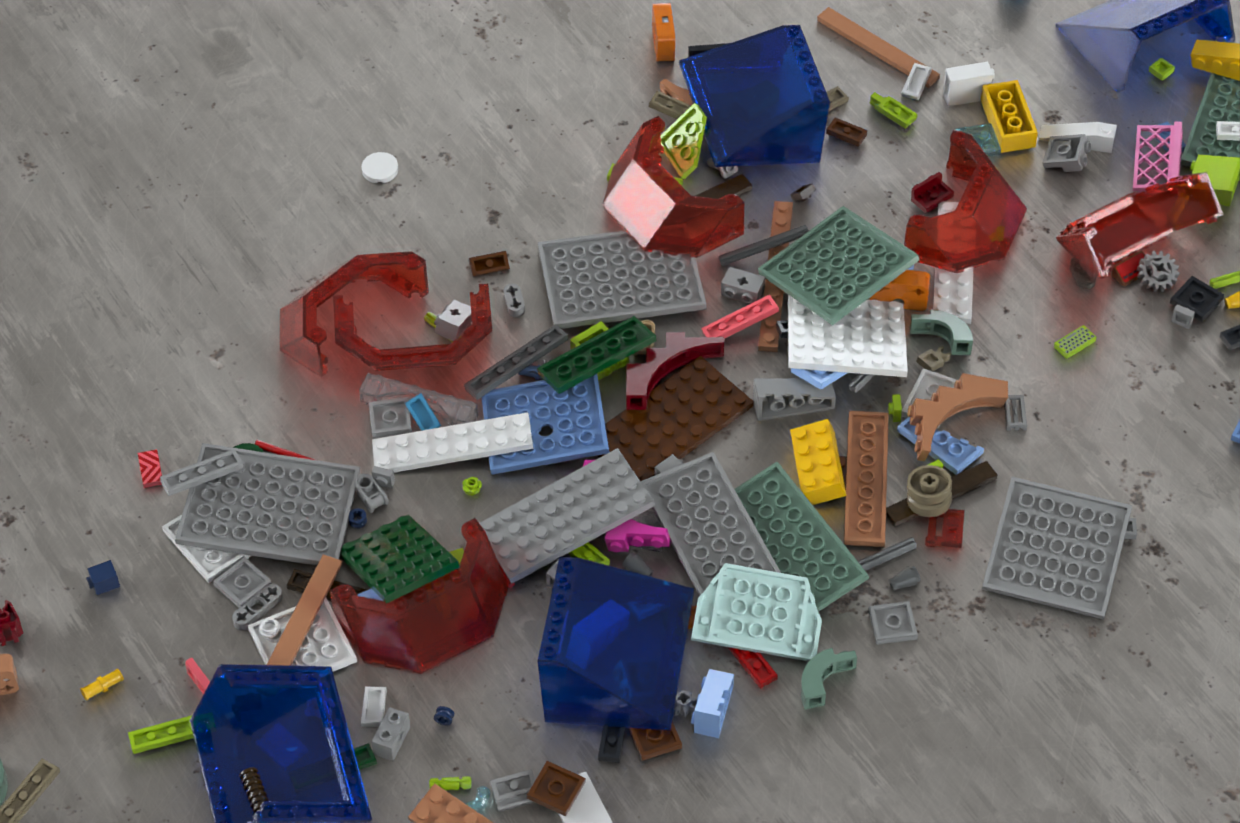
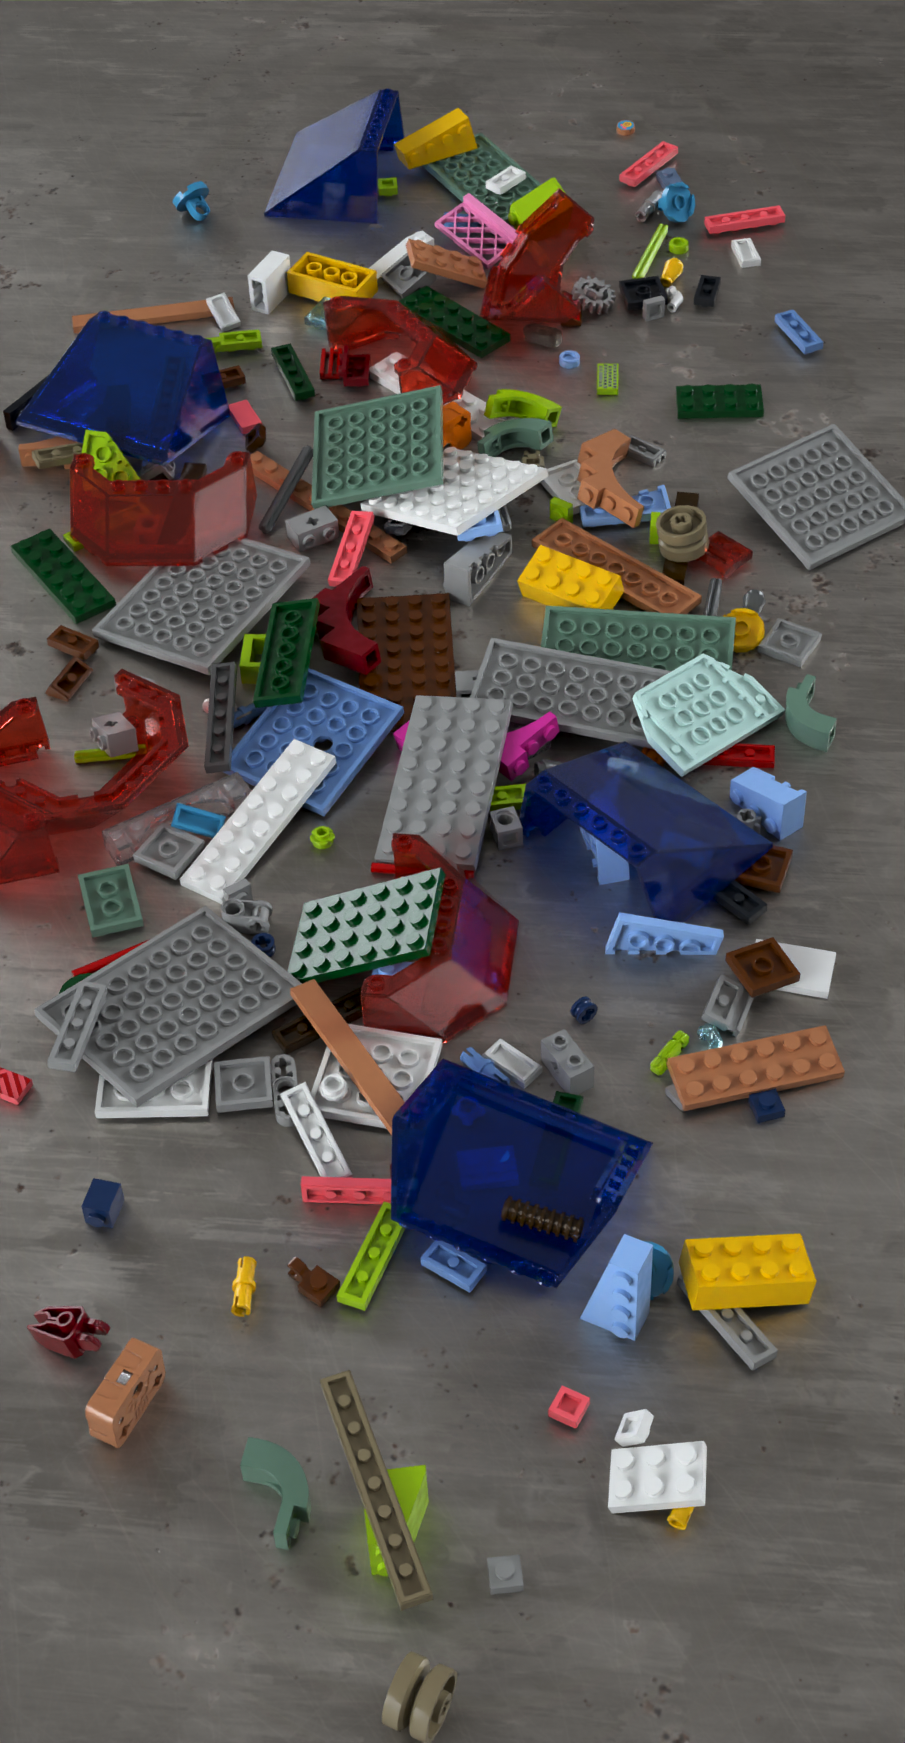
camera: 50 degrees left, 5 degrees down
(132, 718) = (314, 1284): none -> reddish brown plate
(194, 777) = (453, 1265): none -> medium blue plate
(234, 639) = (315, 1132): none -> white tile
(325, 418) = (110, 900): none -> sand green plate
(354, 695) = (482, 1065): none -> medium blue pin
(519, 241) = (72, 642): none -> reddish brown plate
(539, 722) = (663, 936): none -> light blue wing
(577, 191) = (63, 576): none -> dark green plate
(823, 170) = (244, 416): none -> coral tile
(875, 589) = (748, 629): none -> yellow tile
(893, 163) = (293, 372): none -> dark green plate
(926, 172) = (330, 355): none -> red tile
(981, 310) = (521, 405): none -> lime arch
(1047, 211) = (457, 322): none -> dark green plate
(1075, 305) = (569, 359): none -> light blue tile
(1095, 164) = (446, 263): none -> nougat plate
(1119, 423) = (719, 401): none -> dark green plate
(1214, 321) = (675, 298): none -> white arm

